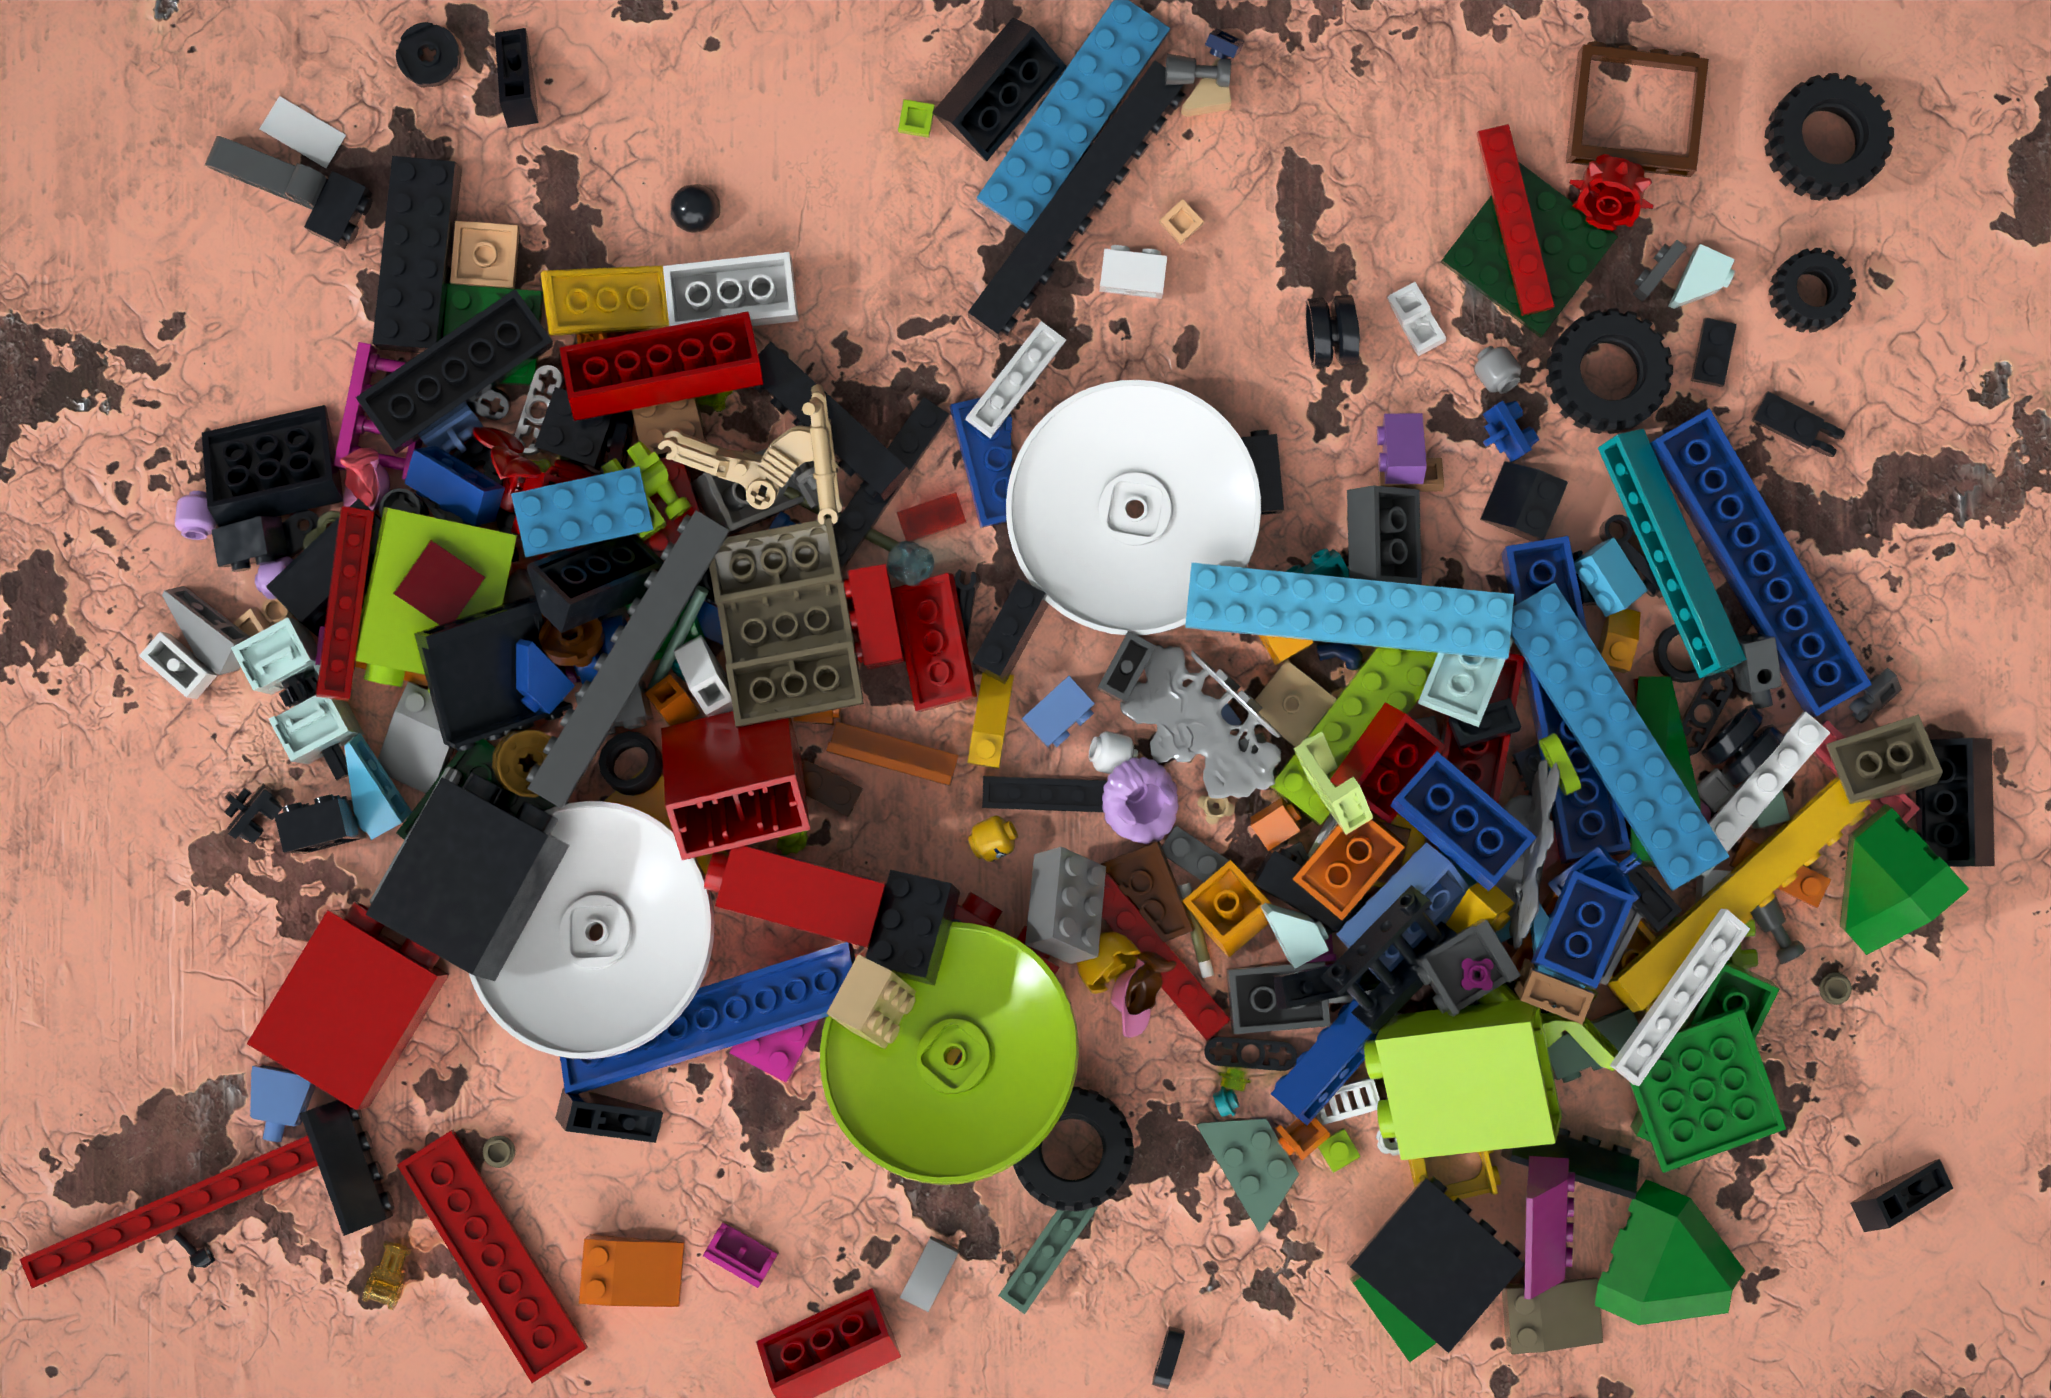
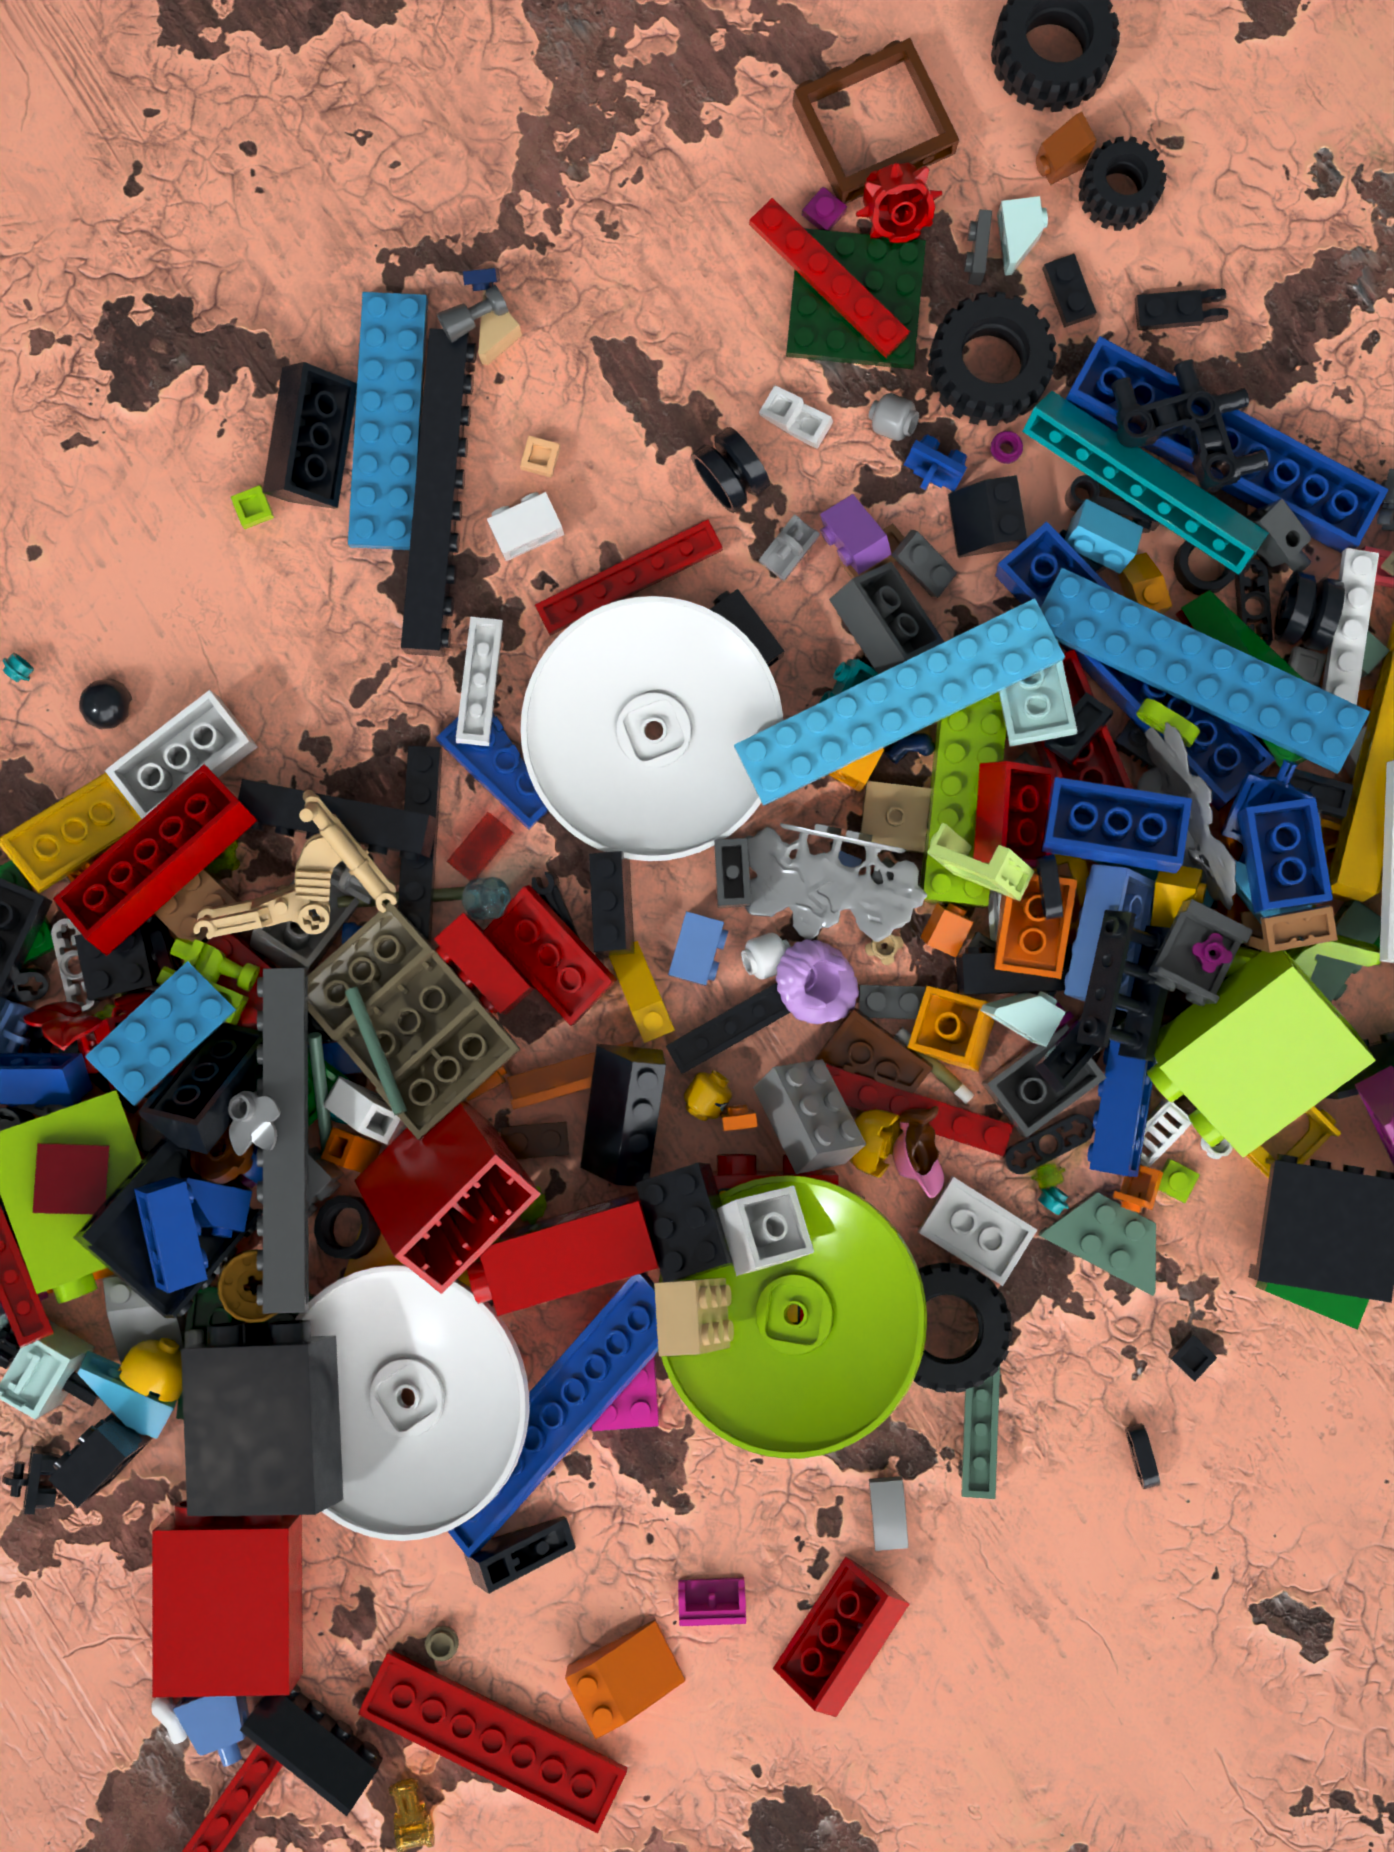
camera: 35 degrees left, 0 degrees up
(241, 1065) = (163, 1710): none -> white arm
(407, 781) = (154, 1368): none -> yellow cylinder
(493, 679) = (171, 1234): none -> blue brick
(613, 632) = (252, 1121): none -> light grey plate
(640, 134) = (17, 668): none -> teal plate
(745, 633) = (376, 1051): none -> sand green bar
(914, 808) = (623, 1113): none -> black slope
(971, 971) = (765, 1230): none -> white slope
(1006, 870) = (738, 1118): none -> orange plate
(1146, 1088) = (977, 1230): none -> white plate
(1193, 368) = (629, 576): none -> red plate
(1260, 1302) = (1192, 1357): none -> black plate
(1341, 425) = (789, 547): none -> light grey hips
(1377, 838) = (1049, 887): none -> black beam
(1446, 508) = (924, 563): none -> dark grey plate
(1548, 158) = (824, 210): none -> magenta plate
(1586, 447) = (1011, 439): none -> magenta plate
(1744, 543) = (1204, 433): none -> black pin
(1781, 233) = (1066, 150): none -> dark orange slope

